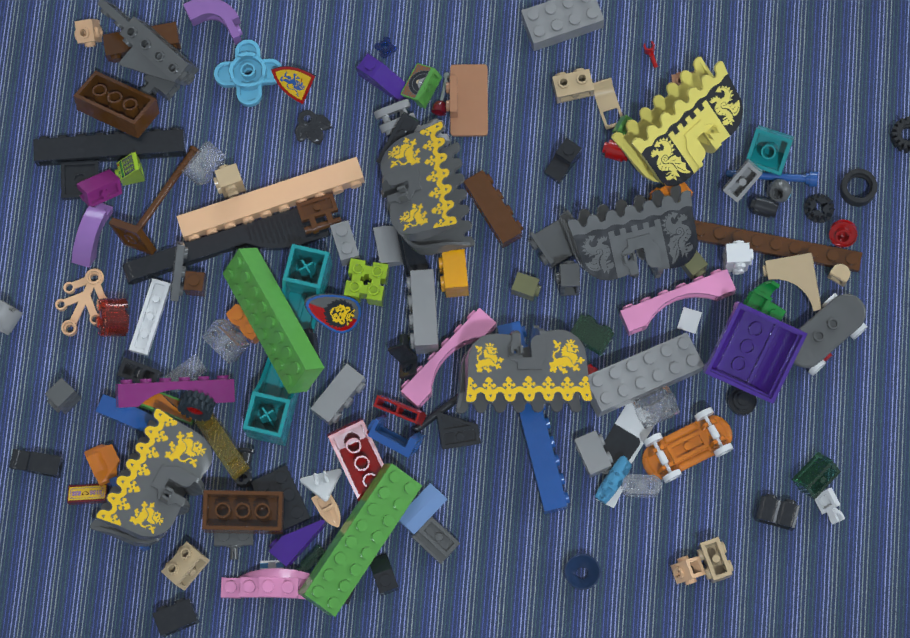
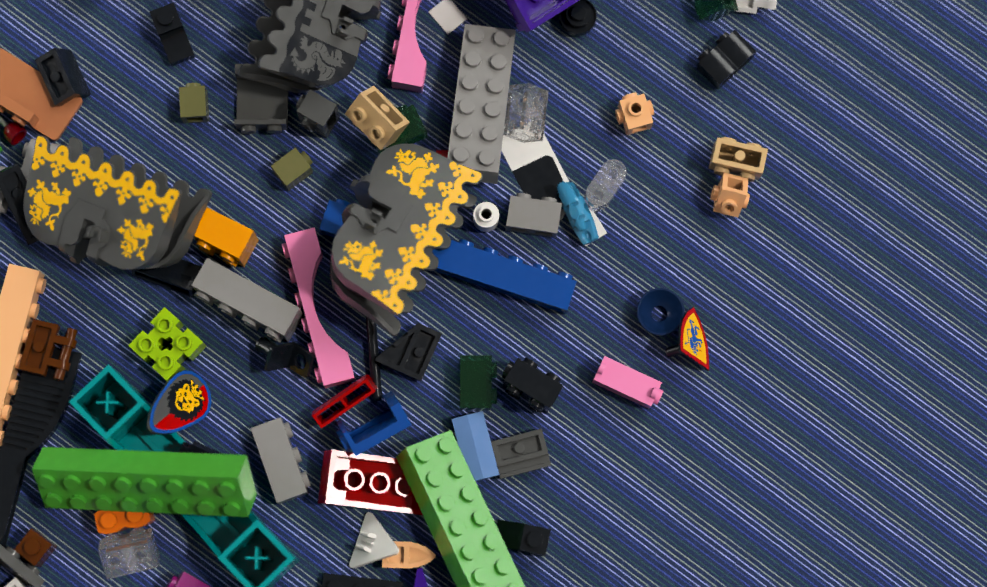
camera: 70 degrees left, 5 degrees up
(344, 242) = (103, 341): light grey brick -> none
(388, 245) = (139, 295): light grey brick -> none
(463, 484) = (476, 382): none -> clear green brick
(482, 512) = (526, 381): none -> black brick
(493, 113) = (62, 76): none -> black panel
(493, 209) = (175, 147): reddish brown brick -> none
(523, 579) = (628, 383): none -> bright pink brick
(528, 201) = (193, 103): none -> olive brick
(572, 429) = (483, 224): none -> white brick
(577, 603) = (691, 340): none -> shield
(588, 315) = (377, 117): none -> tan brick
(688, 446) = (590, 109): orange piece -> none
(699, 482) = (636, 121): none -> light nougat brick

